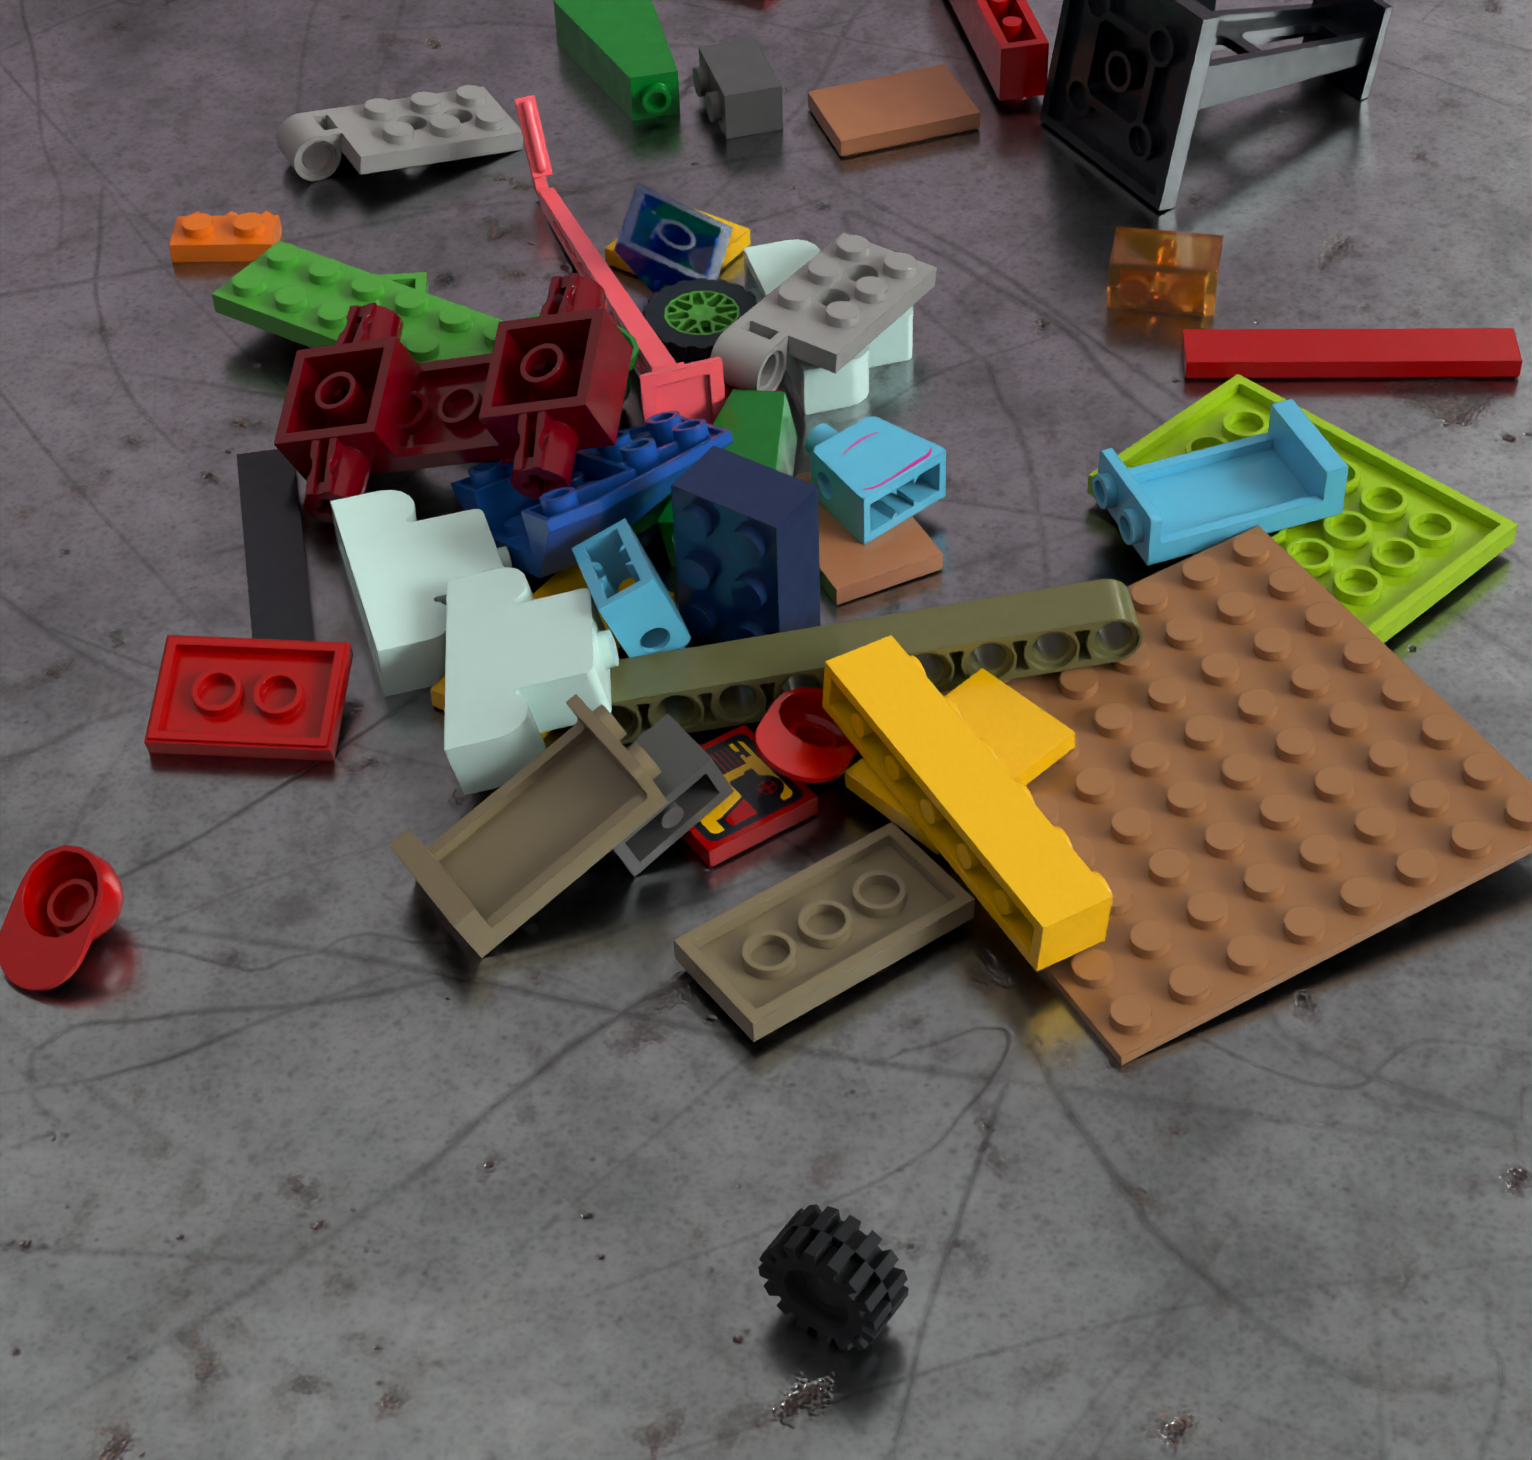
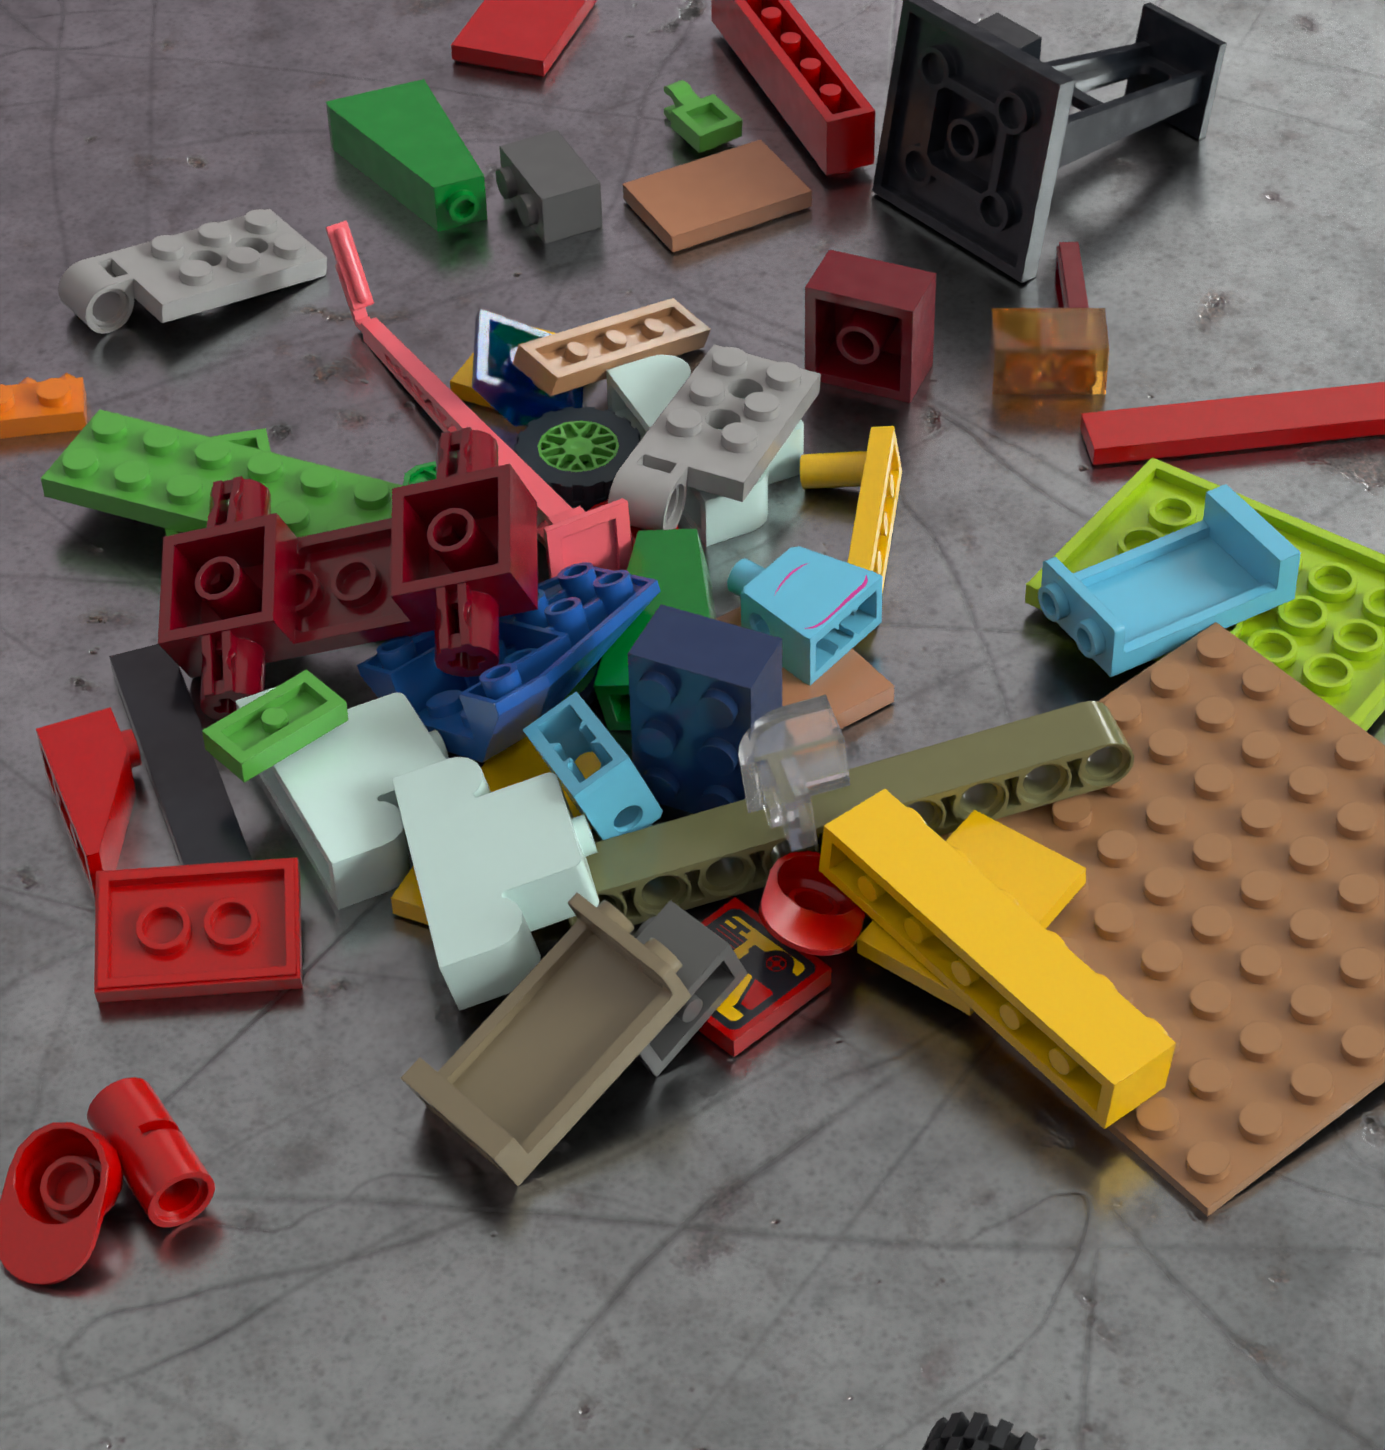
camera: 10 degrees left, 0 degrees up
(153, 885) = (152, 1152): none -> red pin
(191, 561) = (93, 784): none -> red slope
(355, 524) = (275, 725): none -> bright green plate
(725, 231) = (587, 351): none -> medium nougat plate
(811, 600) = (788, 760): none -> clear brick
(823, 930) = (873, 1112): dark tan plate -> none
(893, 43) = (701, 121): none -> bright green plate
(972, 374) = (879, 476): none -> yellow piece
(997, 231) = (870, 325): none -> dark red brick
(1200, 204) = (1069, 277): none -> dark red tile

